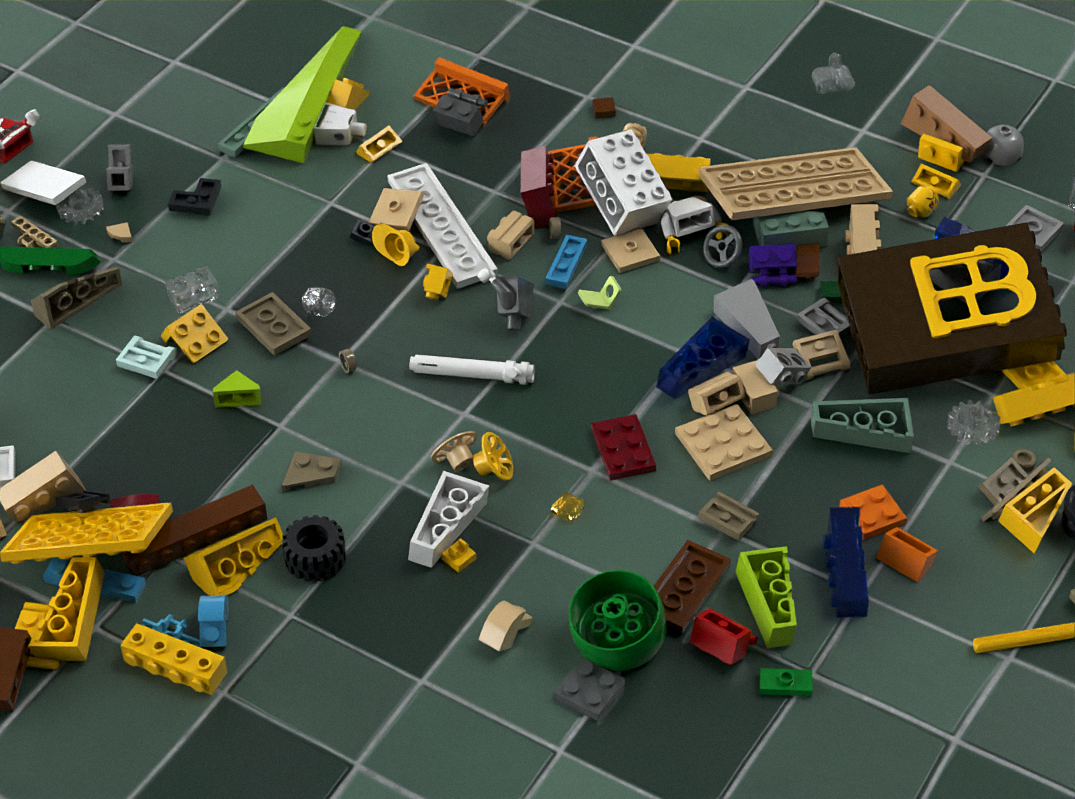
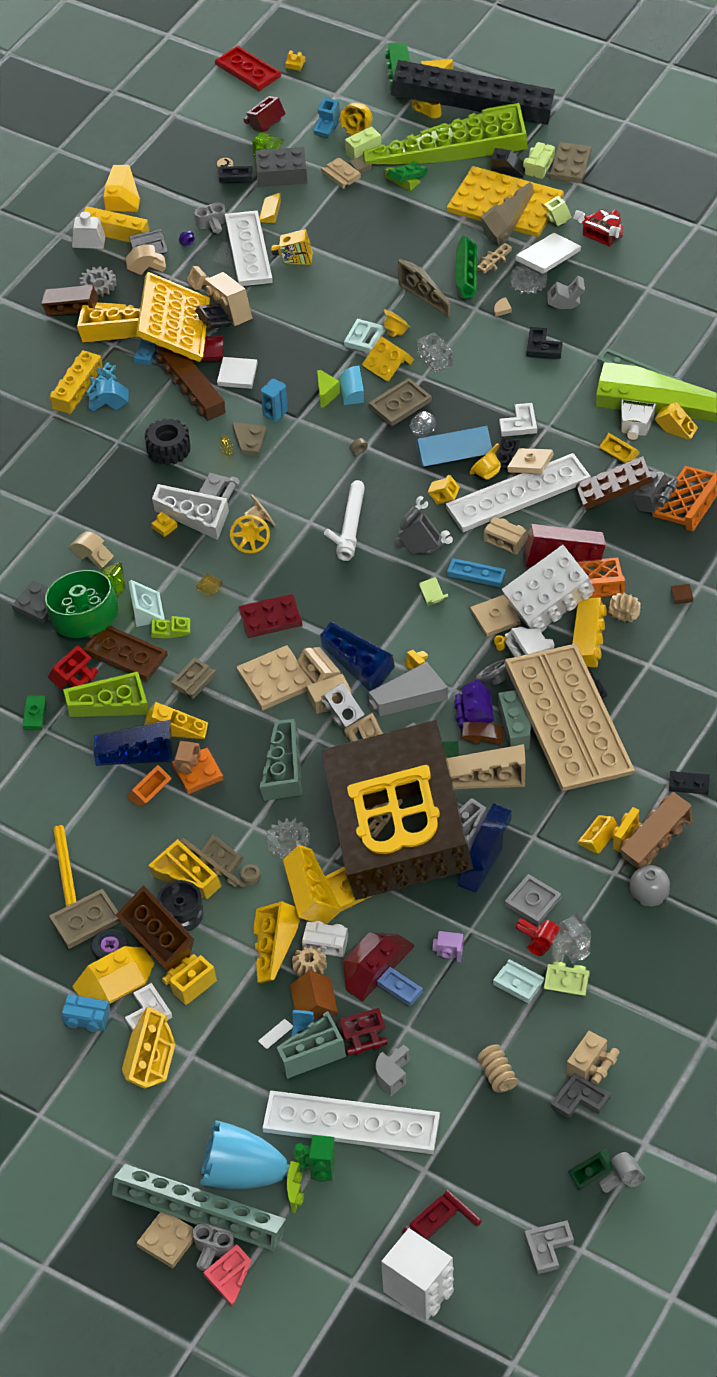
camera: 90 degrees right, 5 degrees up
(139, 325) = (394, 324): none -> yellow piece
(185, 485) = (237, 372): none -> white tile
(227, 564) = (161, 400): yellow wedge -> none
(243, 360) = (351, 386): none -> medium azure brick
(260, 433) = (274, 400): none -> dark azure brick
(326, 489) = (226, 445): none -> clear yellow tile
(327, 216) = (521, 424): none -> white plate
(362, 275) = (453, 446): none -> dark azure brick
(400, 507) = (215, 483): none -> light grey plate
(446, 139) = (614, 482): none -> plate
(555, 228) = (515, 563): dark tan tile -> none
(564, 589) = (116, 577): none -> clear neon green slope
(594, 565) = (145, 604): none -> light aqua slope
(641, 543) = (170, 629): none -> lime slope
(705, 310) = (415, 659): none -> yellow tile
(804, 532) = (181, 723): none -> yellow slope
(864, 115) = (689, 782): none -> black plate
(872, 506) = (187, 756): none -> medium nougat brick
(922, 202) = (562, 816): yellow head -> none

